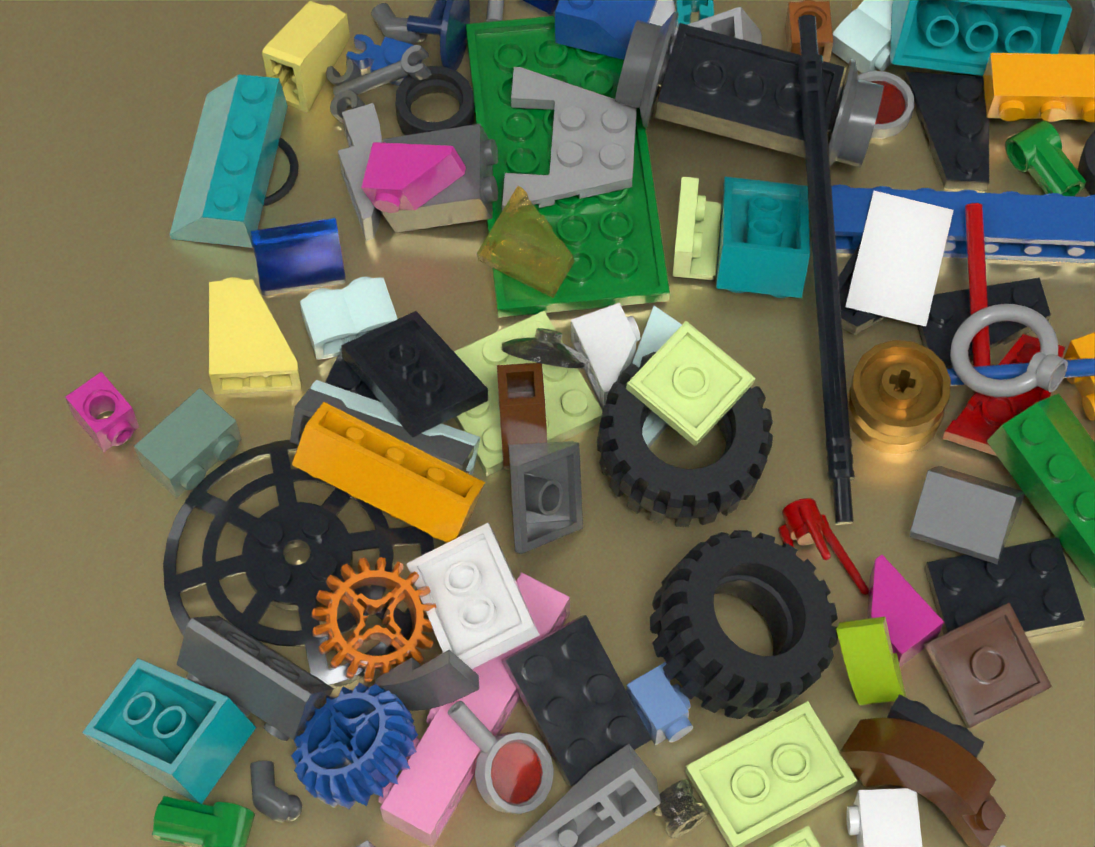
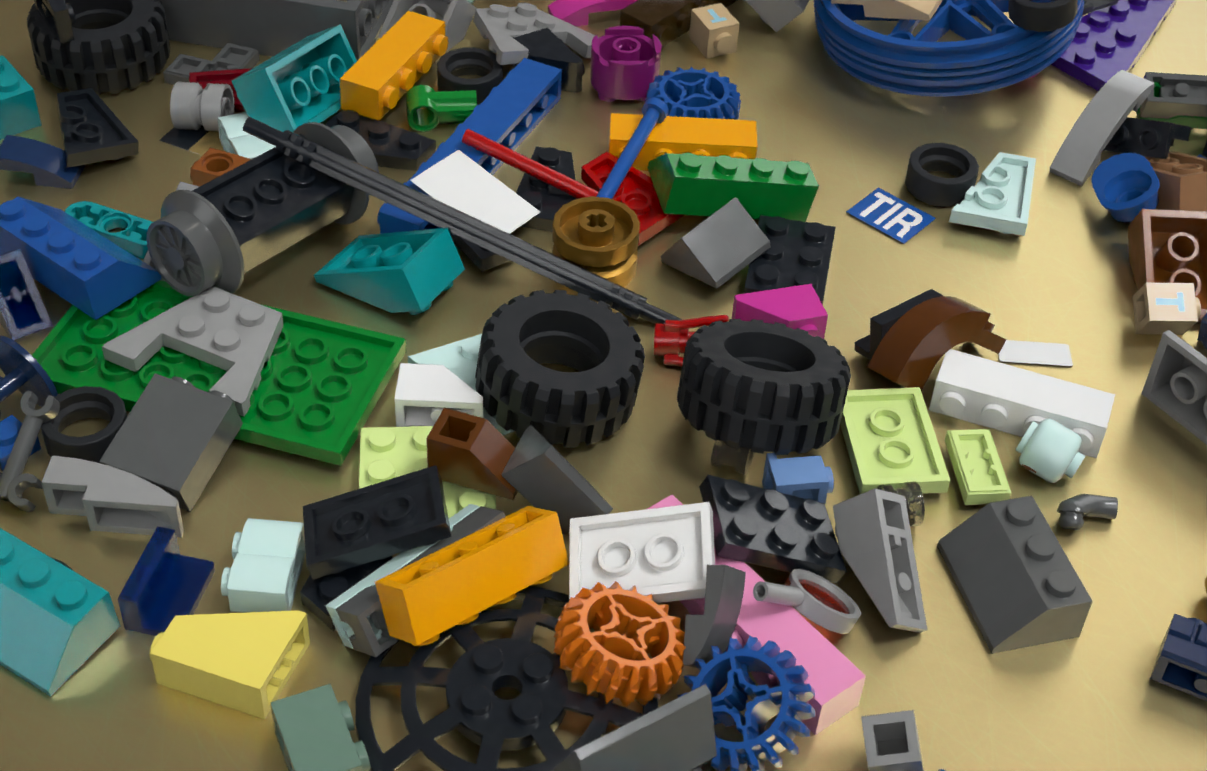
camera: 70 degrees left, 20 degrees down
(409, 174) = (166, 439): dark pink slope -> none
(526, 247) = (300, 400): clear yellow wing -> none
(545, 349) = (420, 410): clear smoke dish -> none
(690, 383) = (532, 319): yellowish green tile -> none
(696, 233) = (355, 302): yellowish green bracket -> none
(870, 660) = (825, 320): lime slope -> none
(988, 665) = (850, 282): reddish brown tile -> none
(1044, 369) = (635, 148): light grey piece -> none

